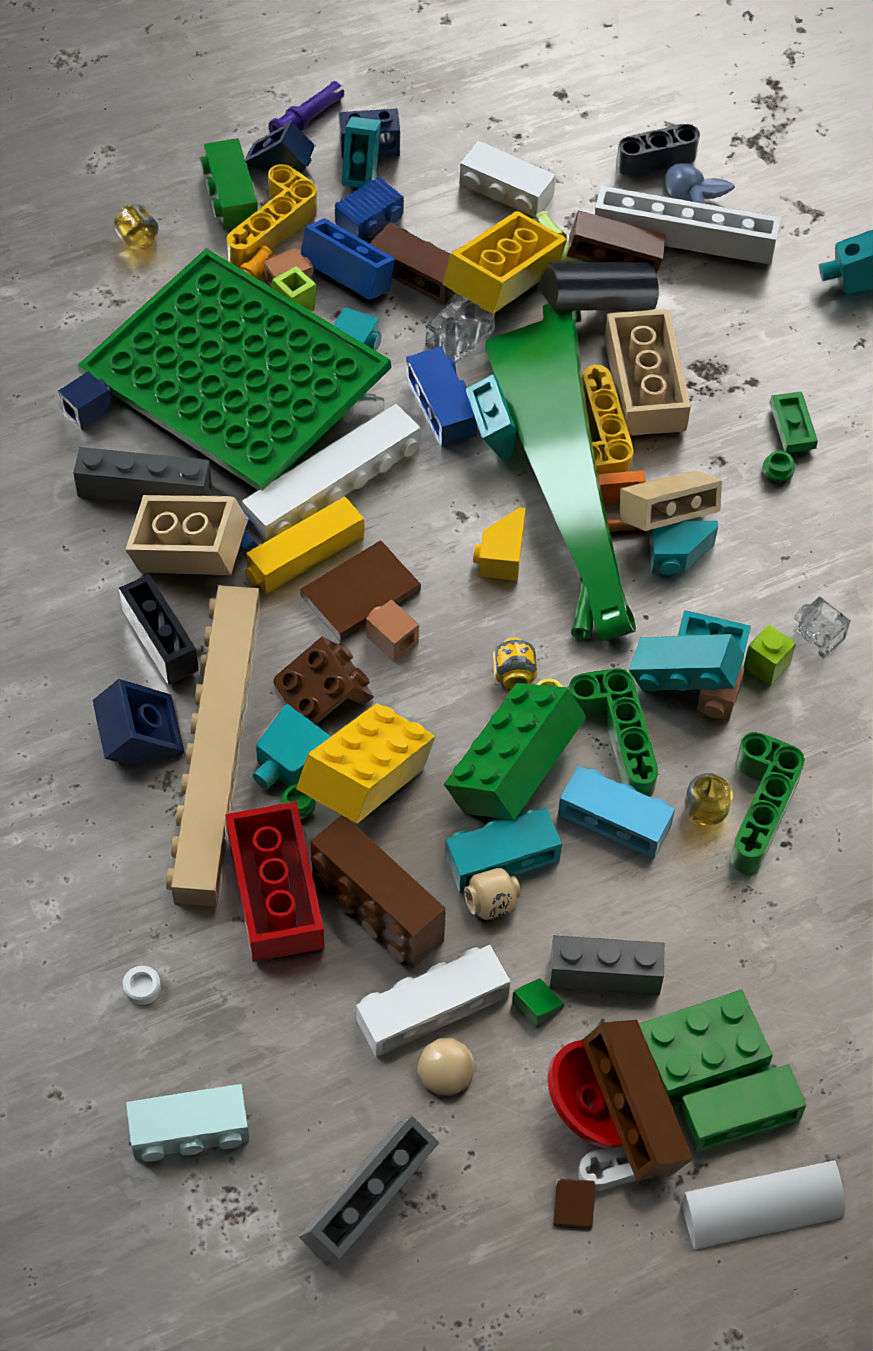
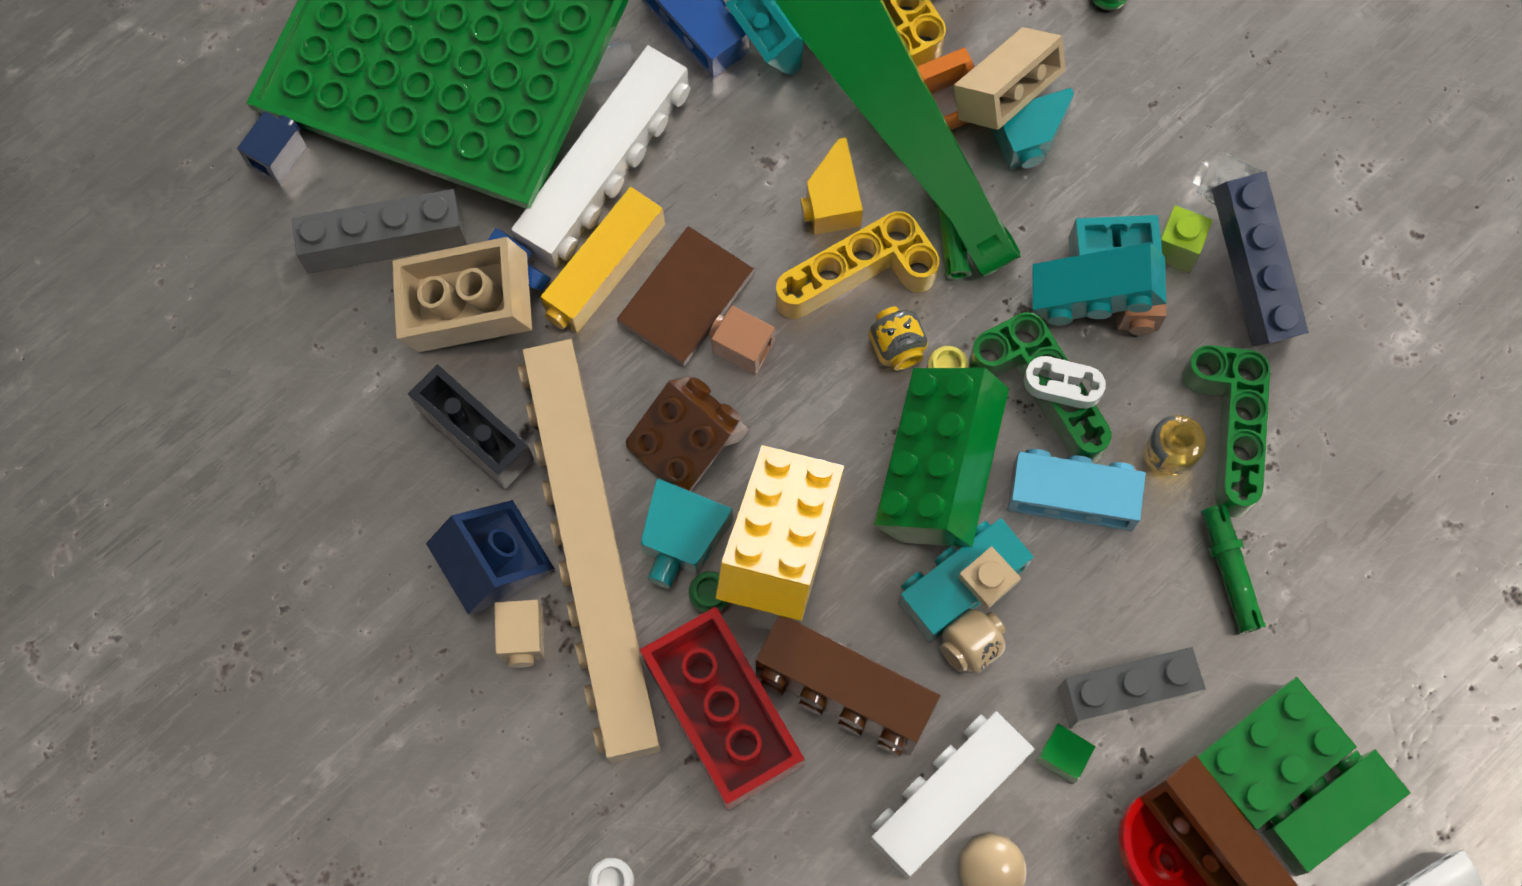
camera: 15 degrees left, 15 degrees up
(139, 784) = (519, 632): none -> tan brick
(454, 608) = (853, 271): none -> yellow beam
(519, 845) = (989, 577): none -> tan plate
(632, 724) = (1067, 373): none -> white beam
(724, 892) = (1236, 578): none -> green pin
(823, 682) = (1259, 259): none -> dark blue brick

